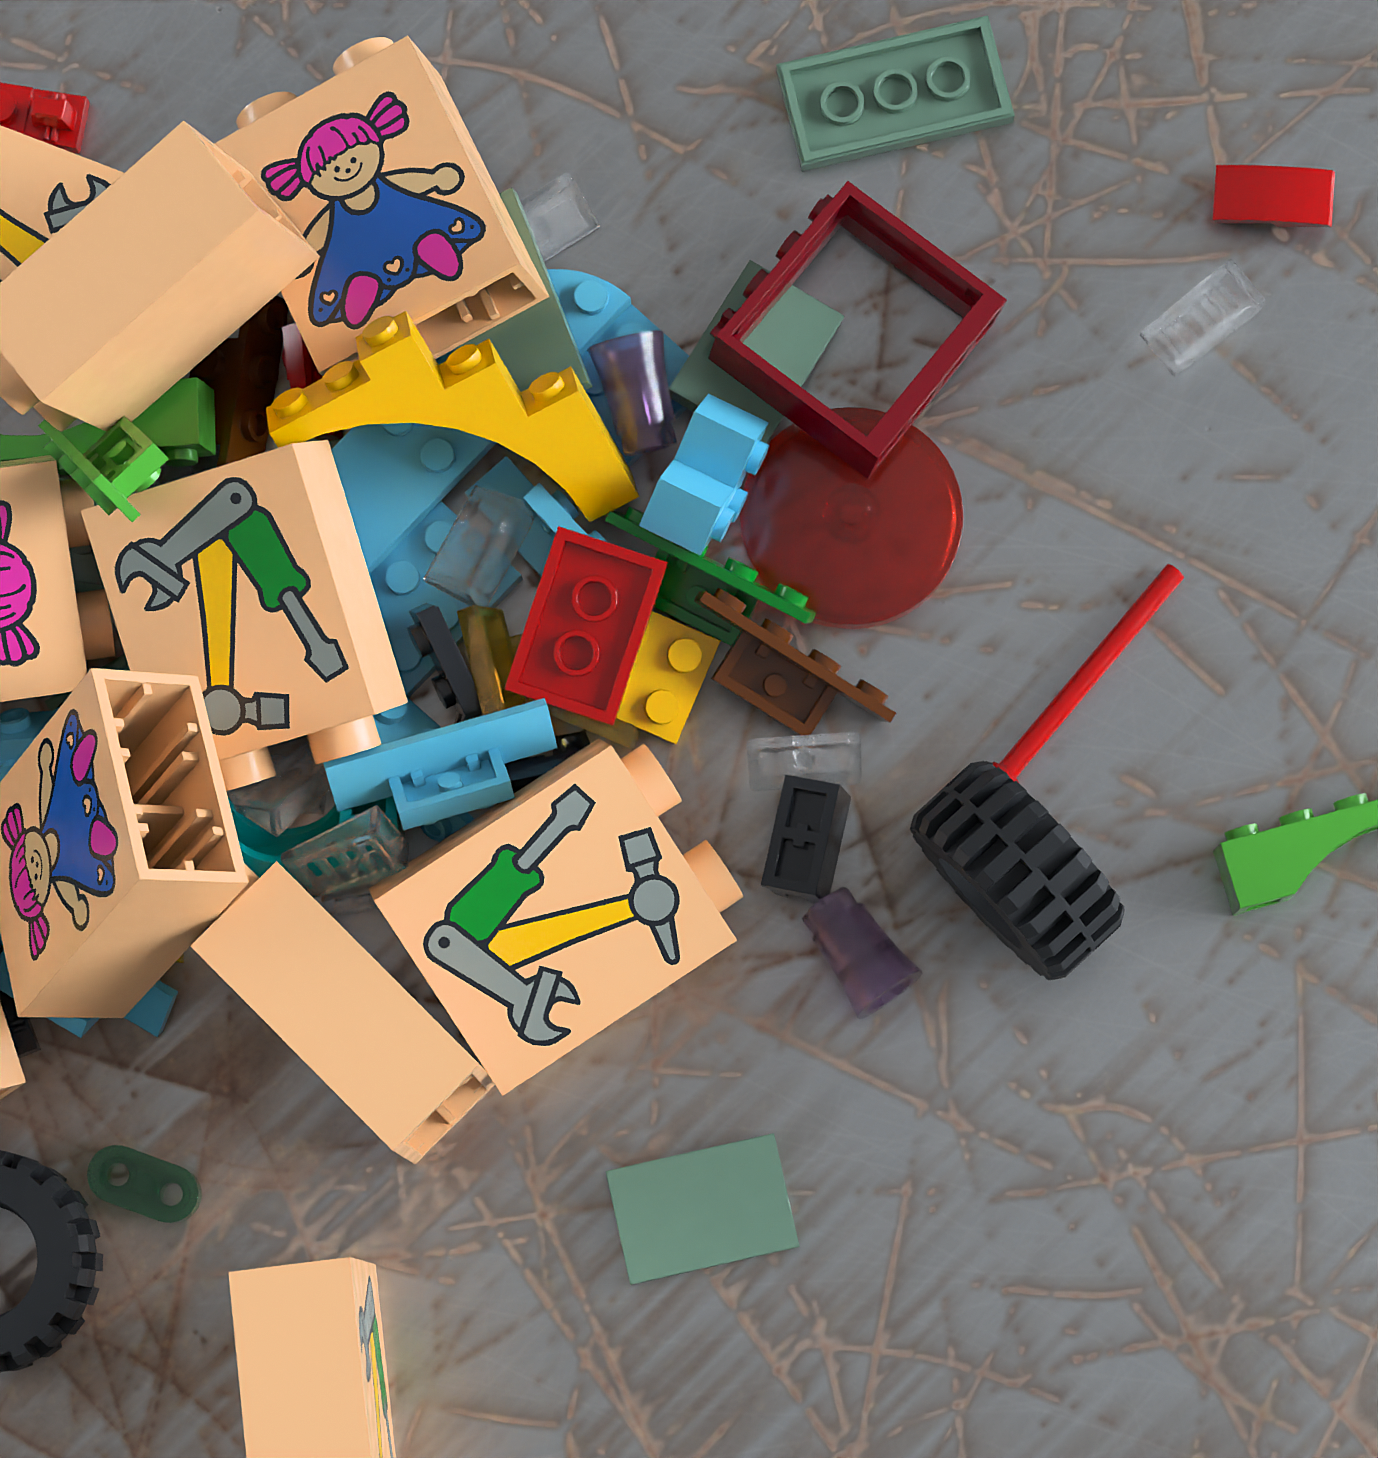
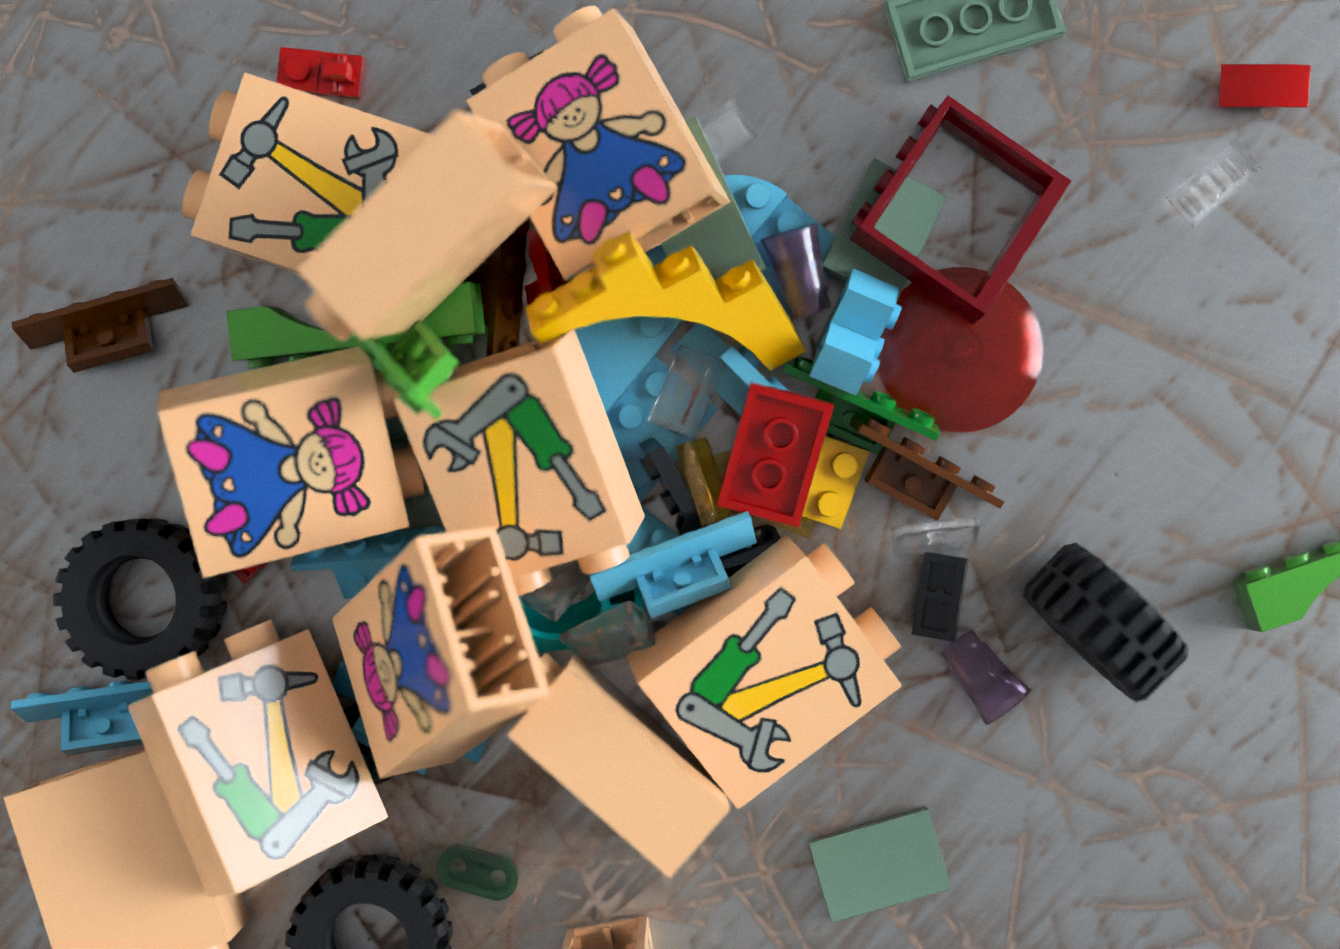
camera: 10 degrees left, 10 degrees up
(1090, 672) = (1136, 462): red bar -> none

